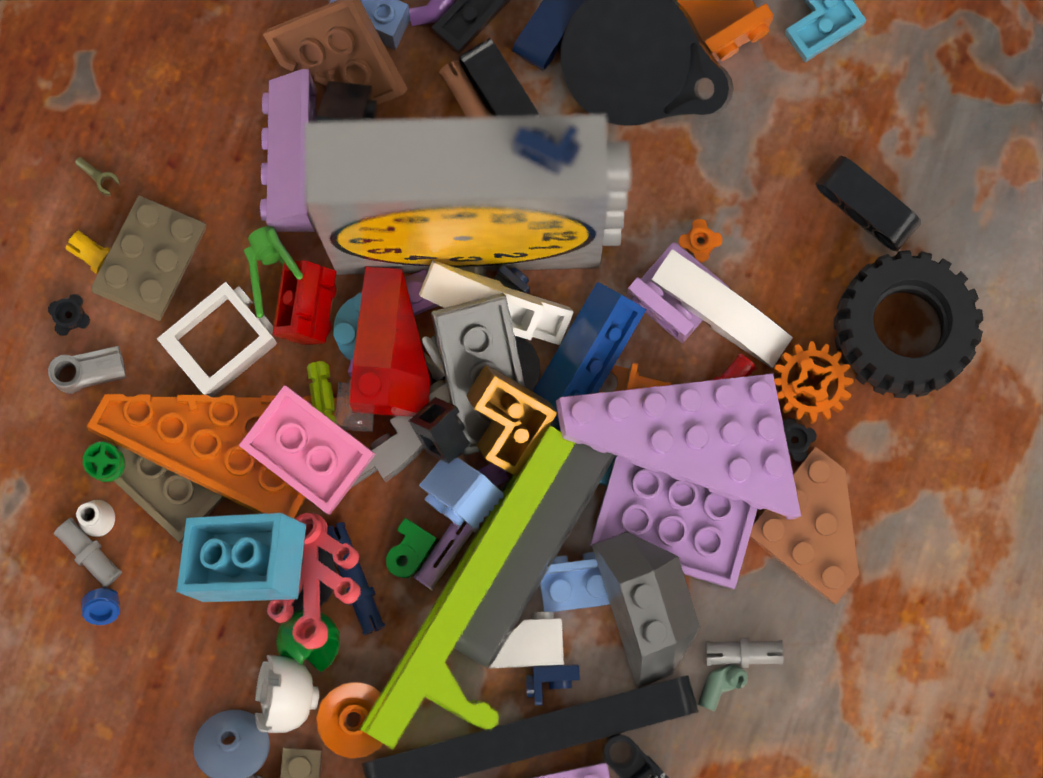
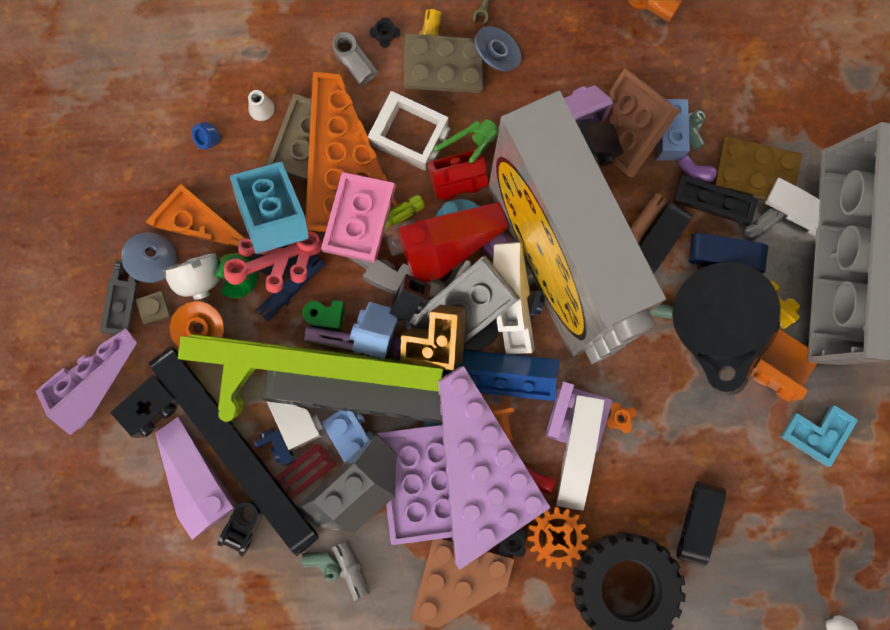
camera: 60 degrees right, 0 degrees up
(87, 552) = (235, 113): light grey pin -> none
(96, 460) = (295, 87): green wheel -> none
(161, 180) = (497, 48): none -> sand blue dish
(201, 670) = (190, 216): none -> orange wing
(541, 150) = (616, 261): dark blue bracket -> none
(588, 627) = (286, 485): none -> dark red tile

